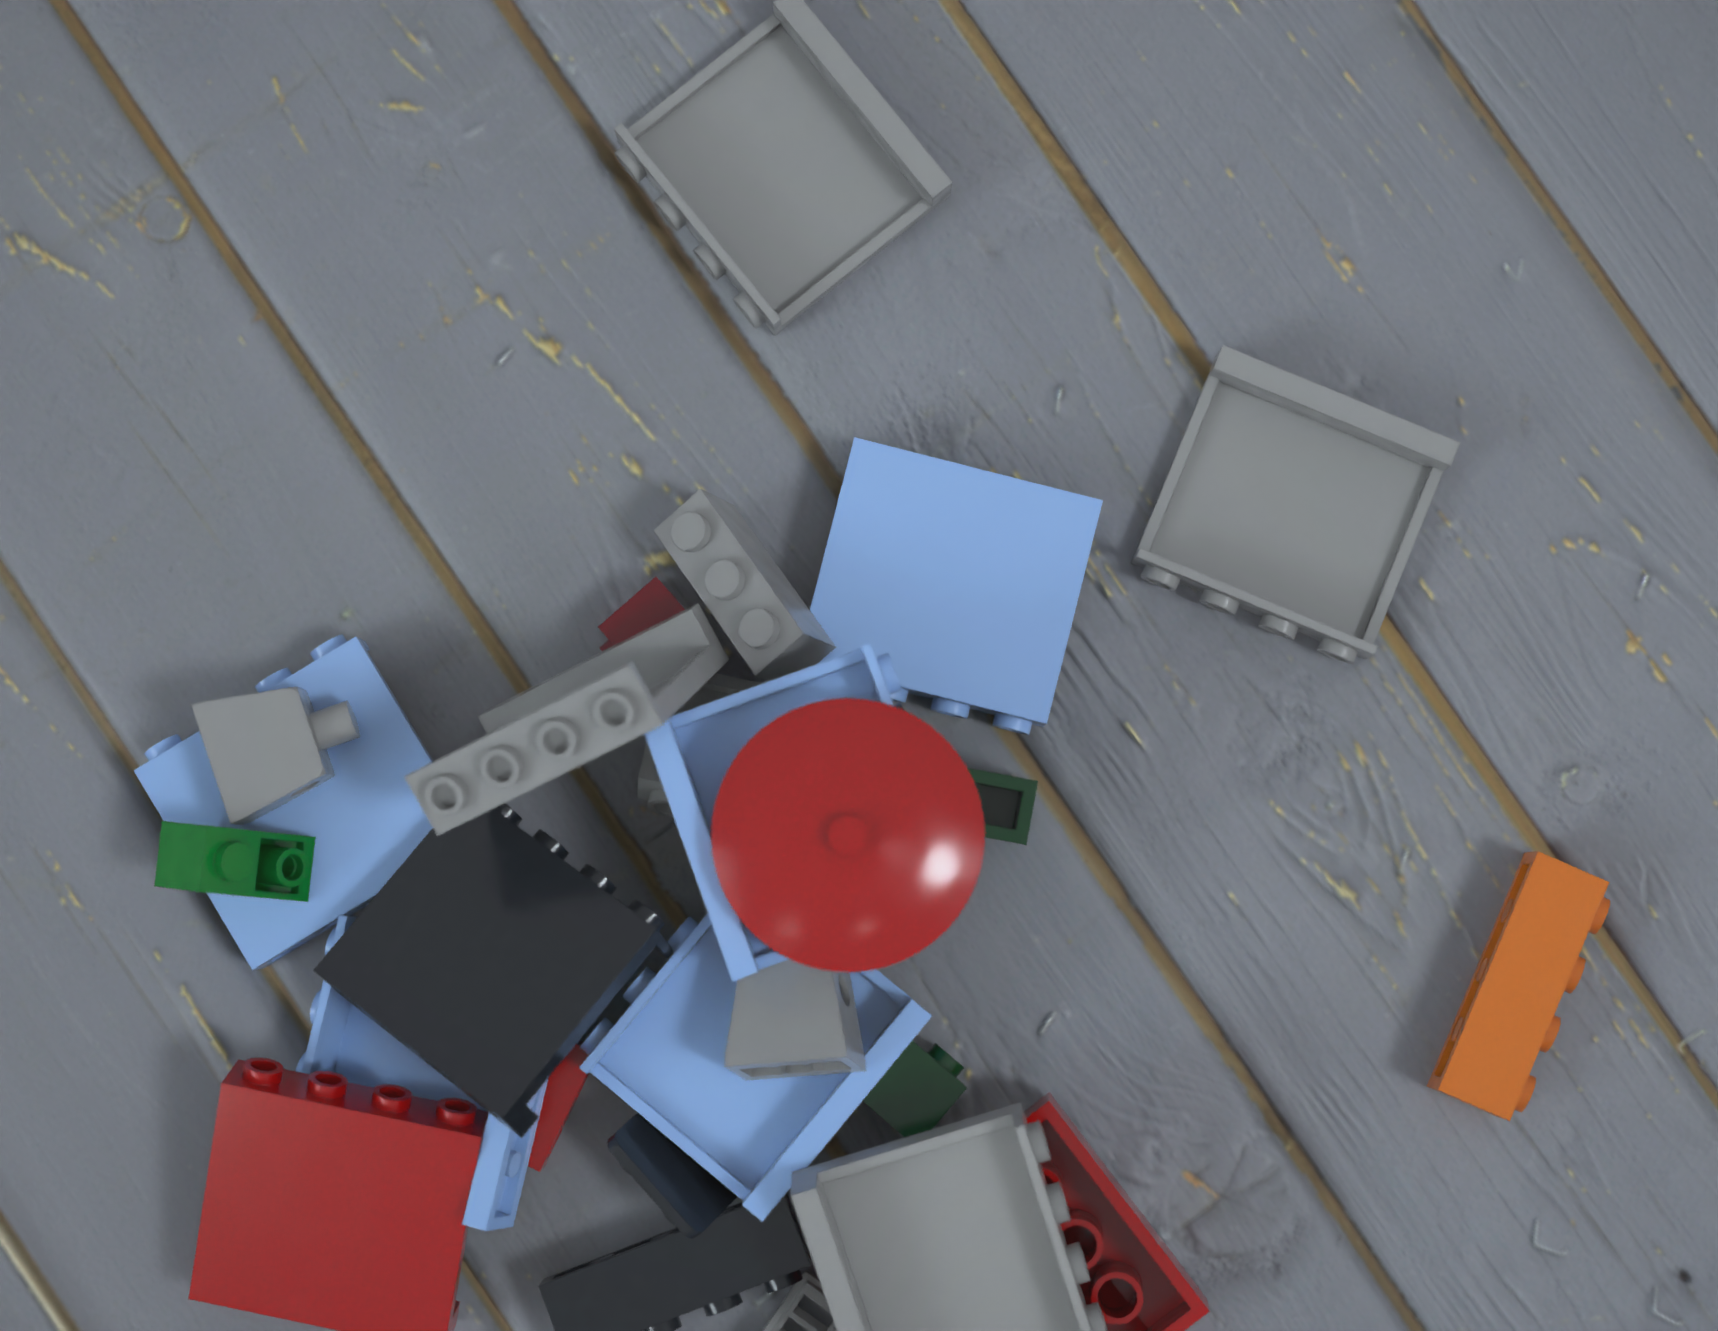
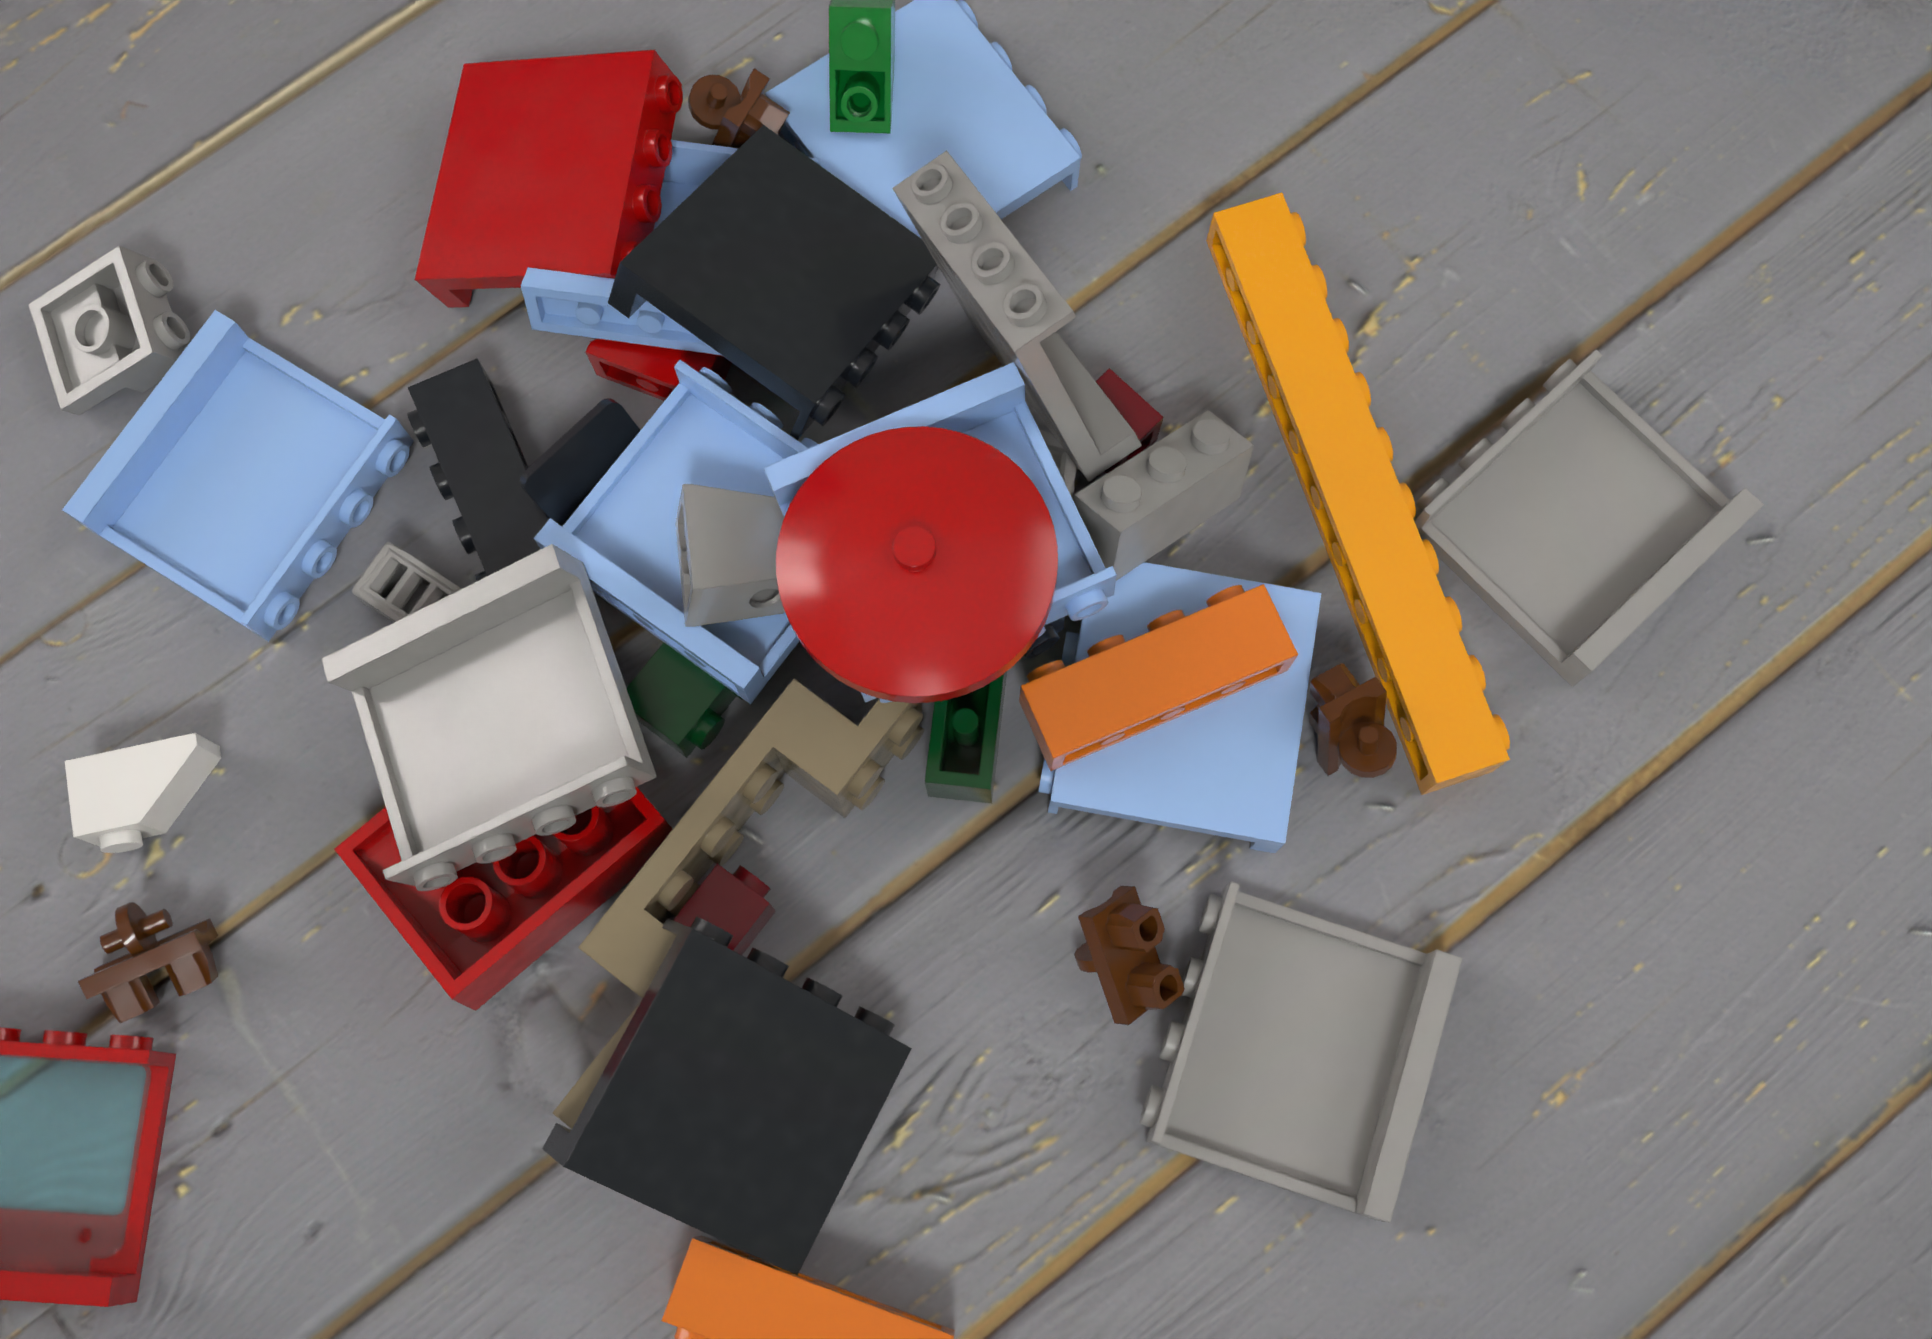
camera: 90 degrees right, 10 degrees down
(270, 747) = (968, 80): light grey torso -> none
(275, 1001) = (720, 107): none -> reddish brown hips
(734, 390) = (1356, 497): none -> light orange brick
(937, 608) = (1156, 675): none -> orange brick
(991, 422) = (1351, 724): none -> reddish brown hips
(1133, 1050) = (731, 903): none -> dark red brick
(1177, 1114) = (794, 737): none -> dark tan bracket
(1195, 664) = (1124, 955): none -> reddish brown hips
(1319, 1039) = (735, 1098): none -> black panel

